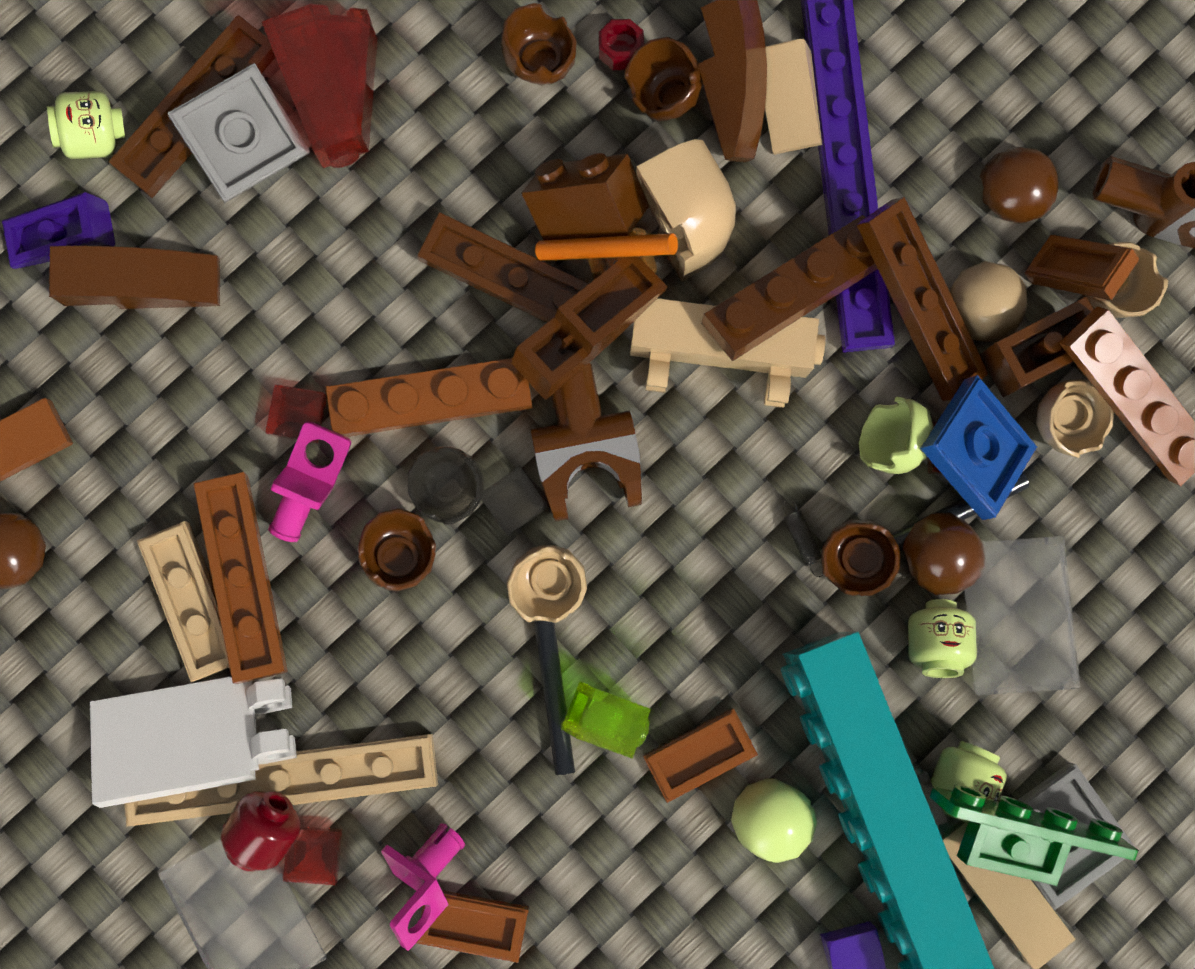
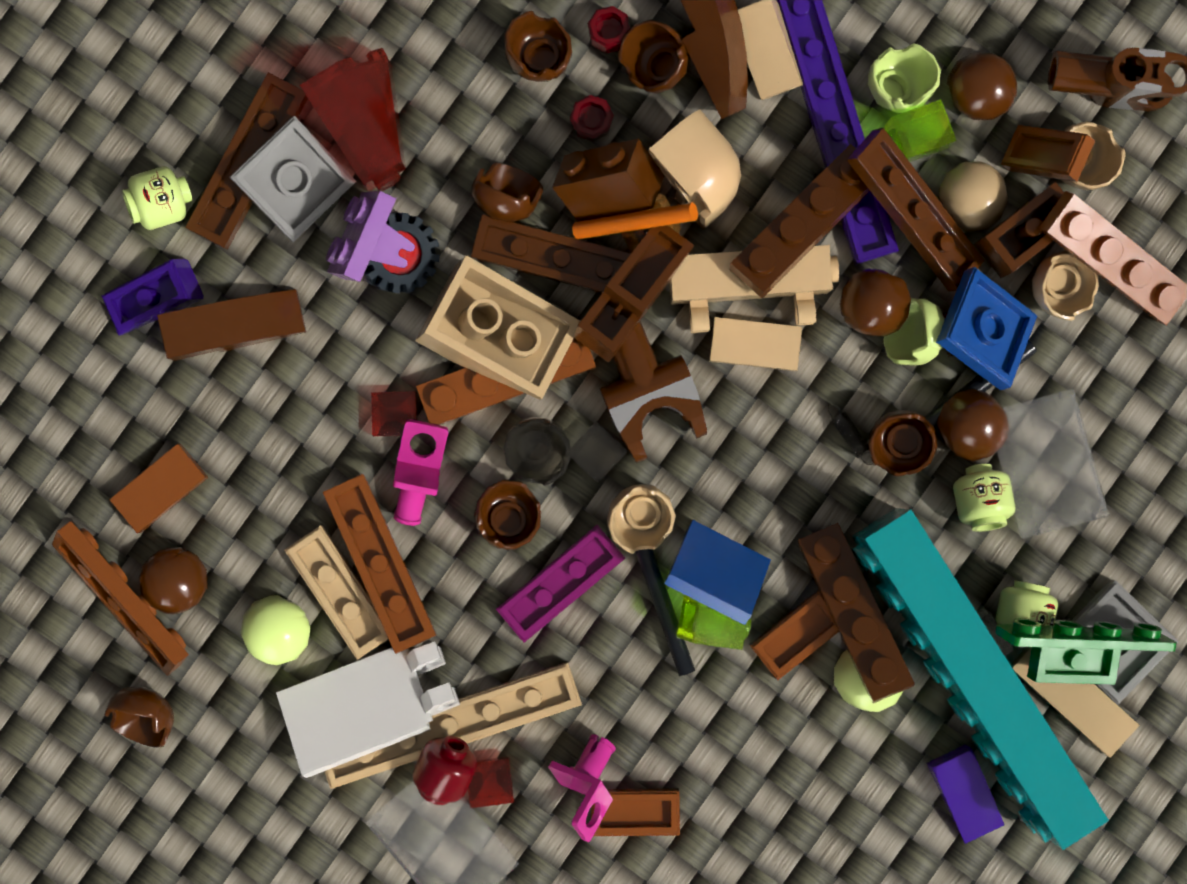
camera: 10 degrees left, 5 degrees up
(106, 630) = (275, 630): none -> yellowish green hair
(327, 228) = (385, 246): none -> plate
(428, 338) = (498, 329): none -> tan slope
(441, 641) = (560, 583): none -> magenta tile
(470, 194) = (506, 192): none -> reddish brown hair
(582, 133) = (591, 118): none -> dark red tile
(622, 663) = (718, 572): none -> blue tile
(715, 416) = (755, 344): none -> tan tile
(771, 744) = (855, 613): none -> reddish brown plate
(858, 395) = (875, 302): none -> reddish brown hair
(935, 157) = (904, 78): none -> yellowish green hair
(947, 217) = (921, 131): none -> clear neon green brick

